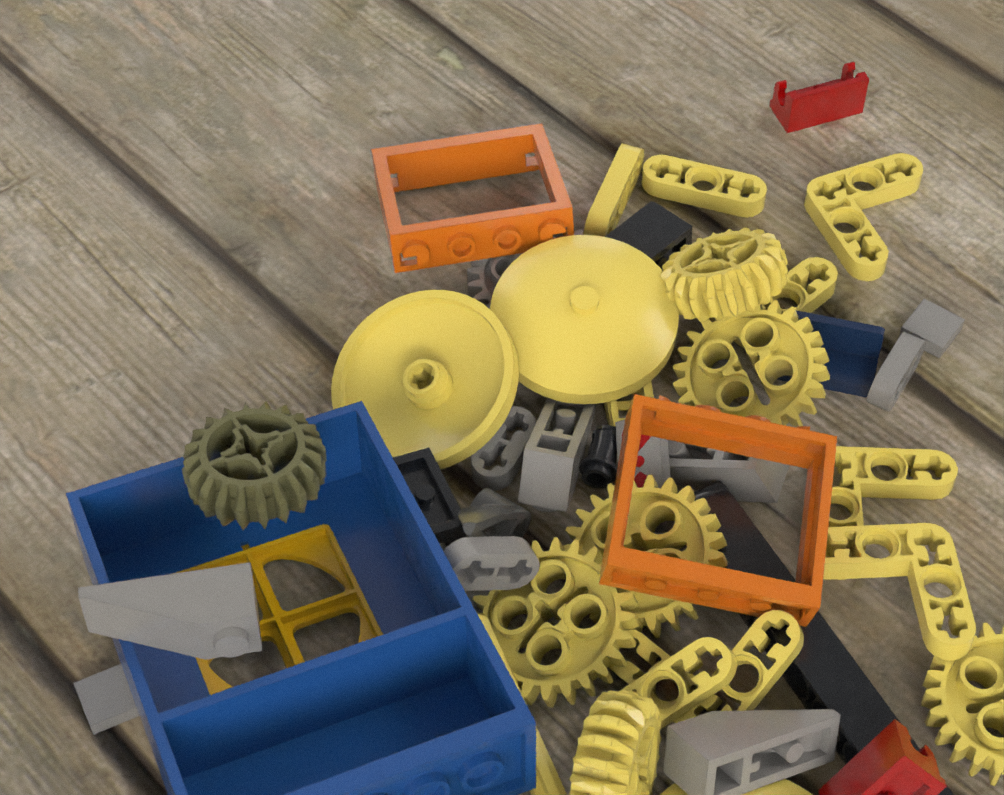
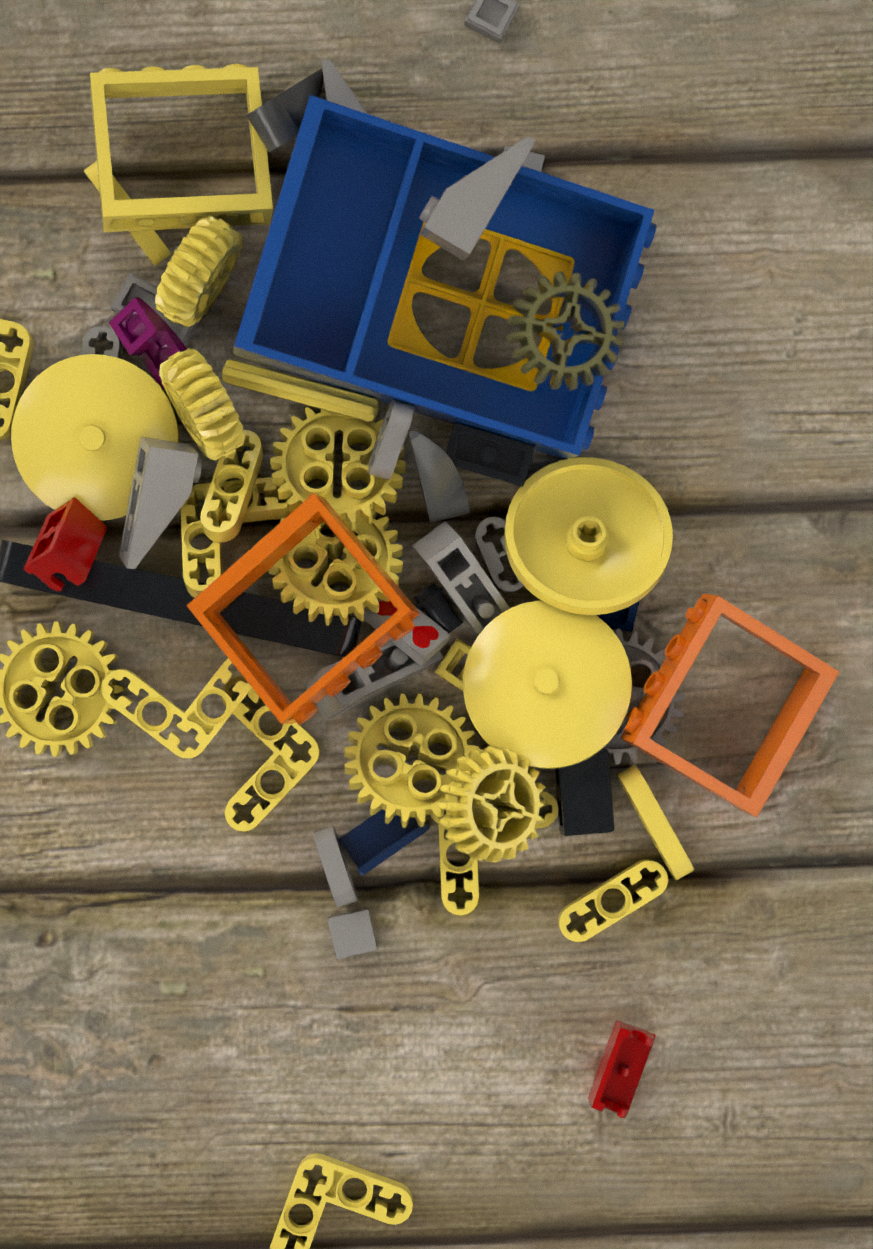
camera: 130 degrees right, 35 degrees up
(830, 206) = (501, 979): light yellow beam -> none

